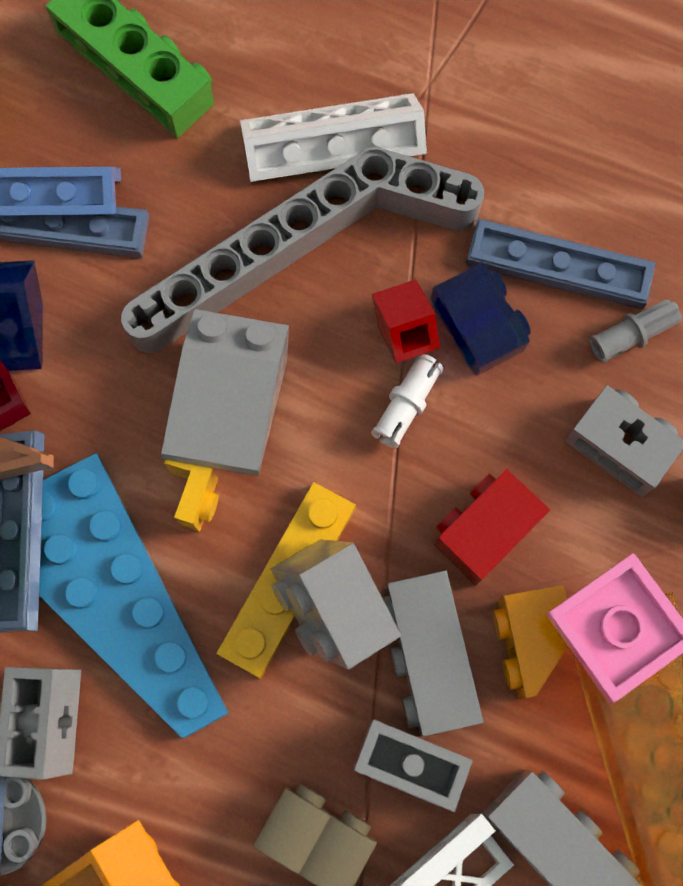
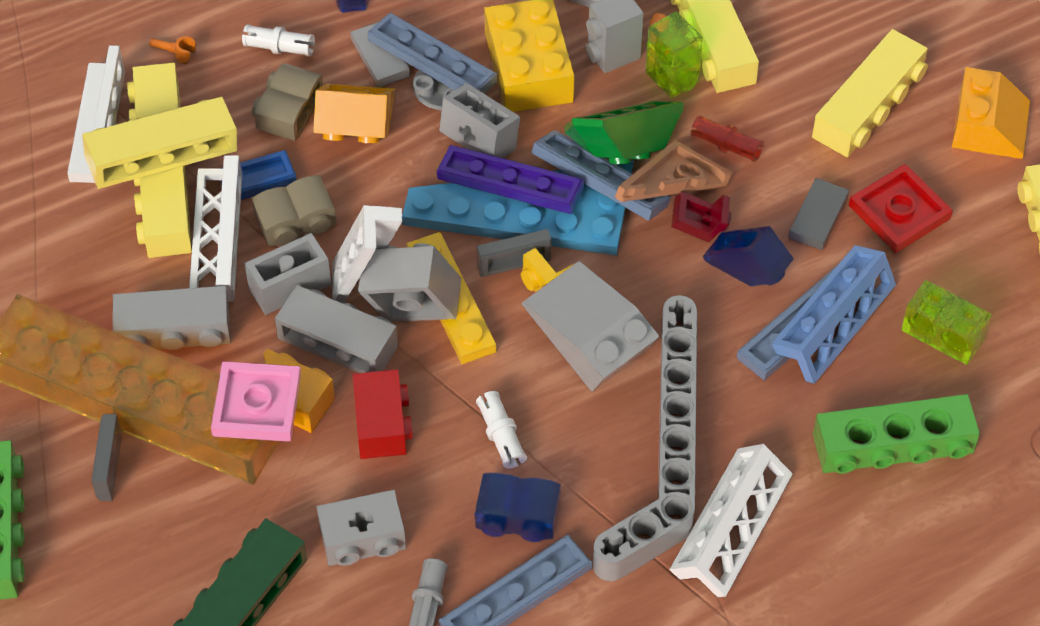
camera: 130 degrees right, 20 degrees down
(93, 626) = (510, 179): none -> dark purple tile
(187, 548) = (508, 253): none -> dark grey tile
(352, 667) = (371, 231): none -> white fence
(406, 321) = (553, 455): red brick -> none

